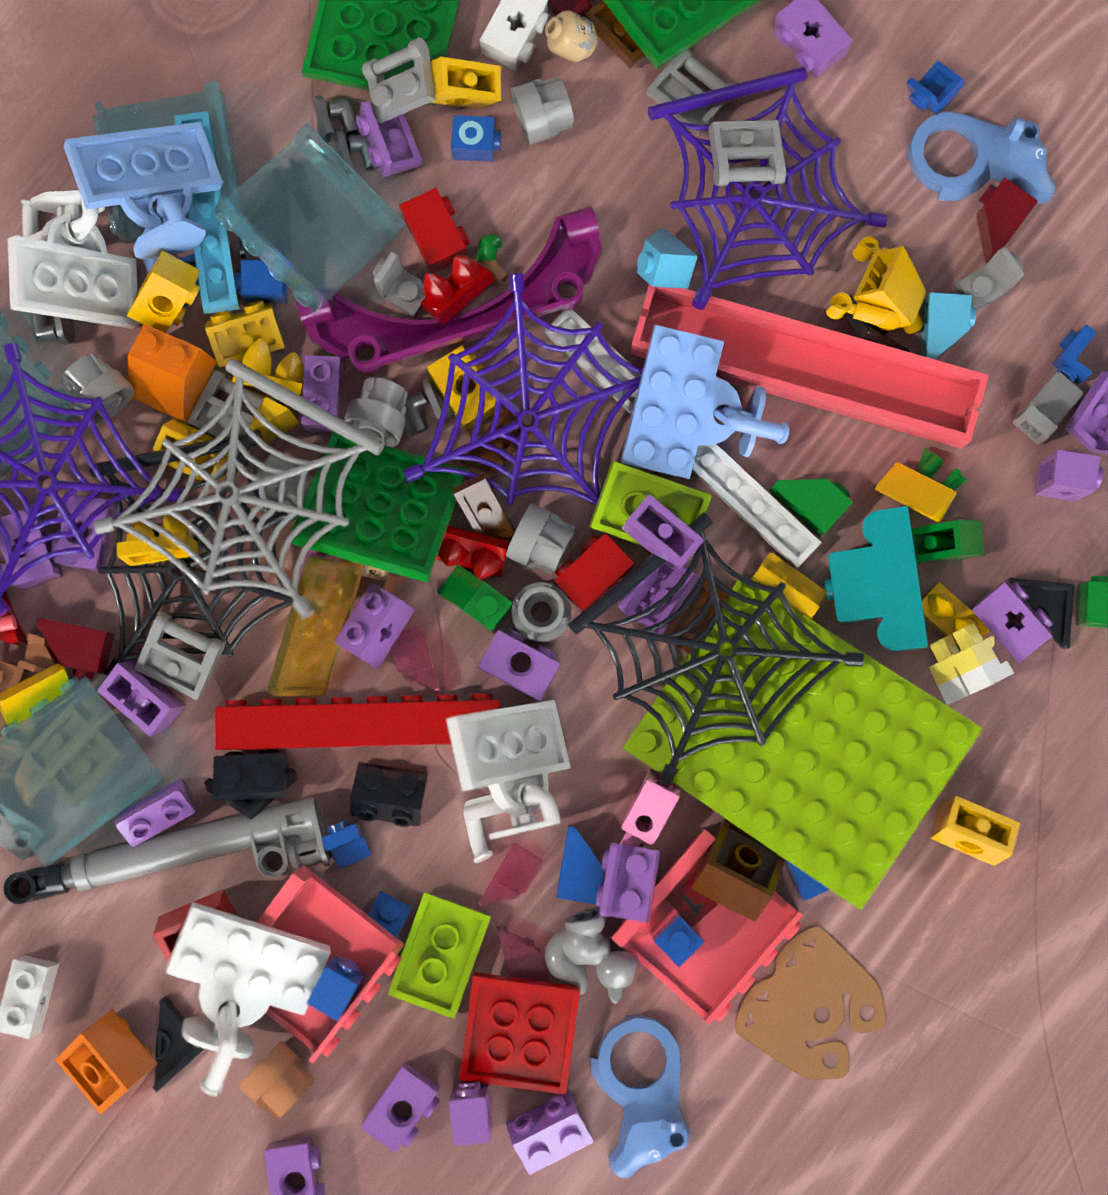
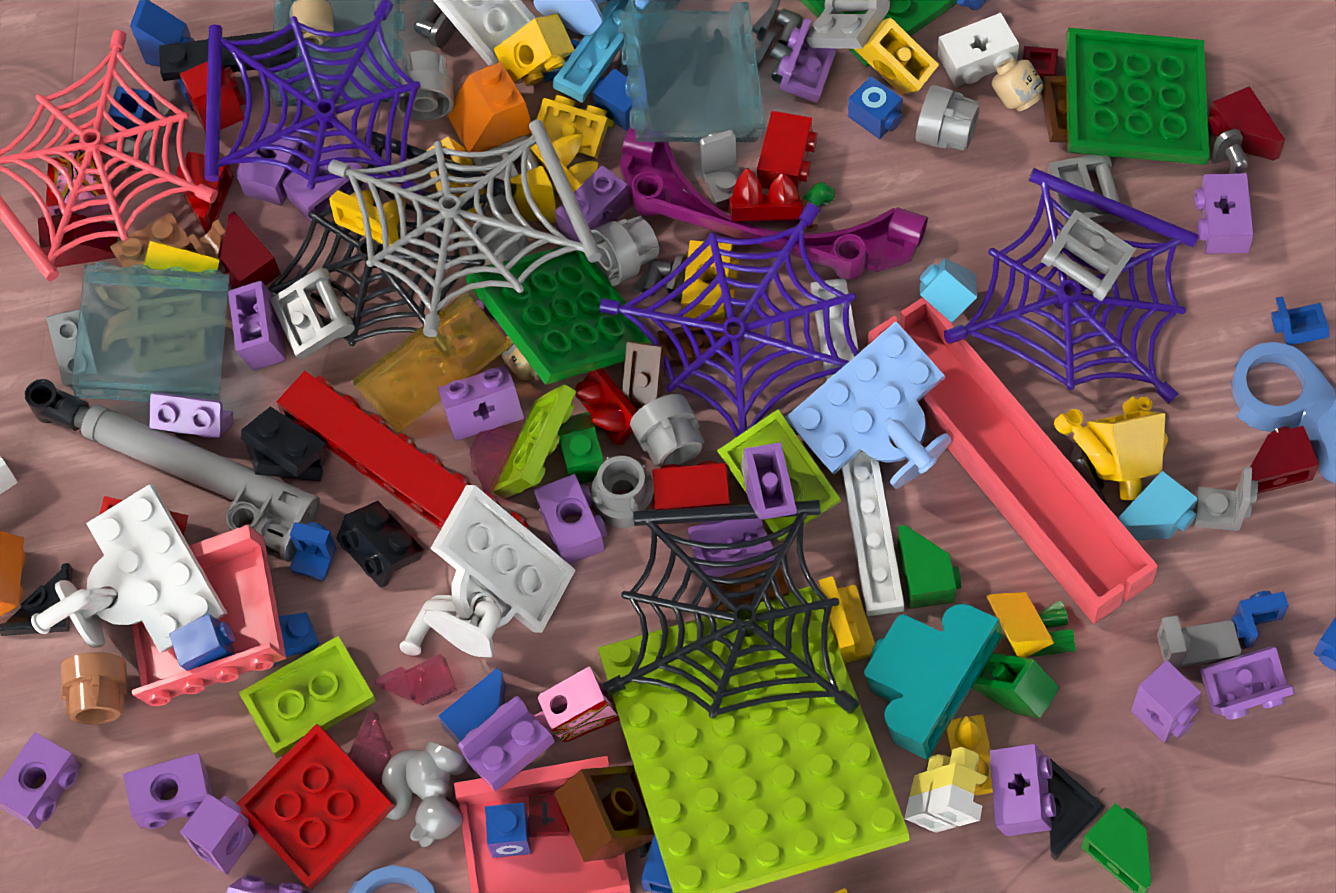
camera: 45 degrees right, 20 degrees down
(446, 627) = (535, 442): none -> lime plate

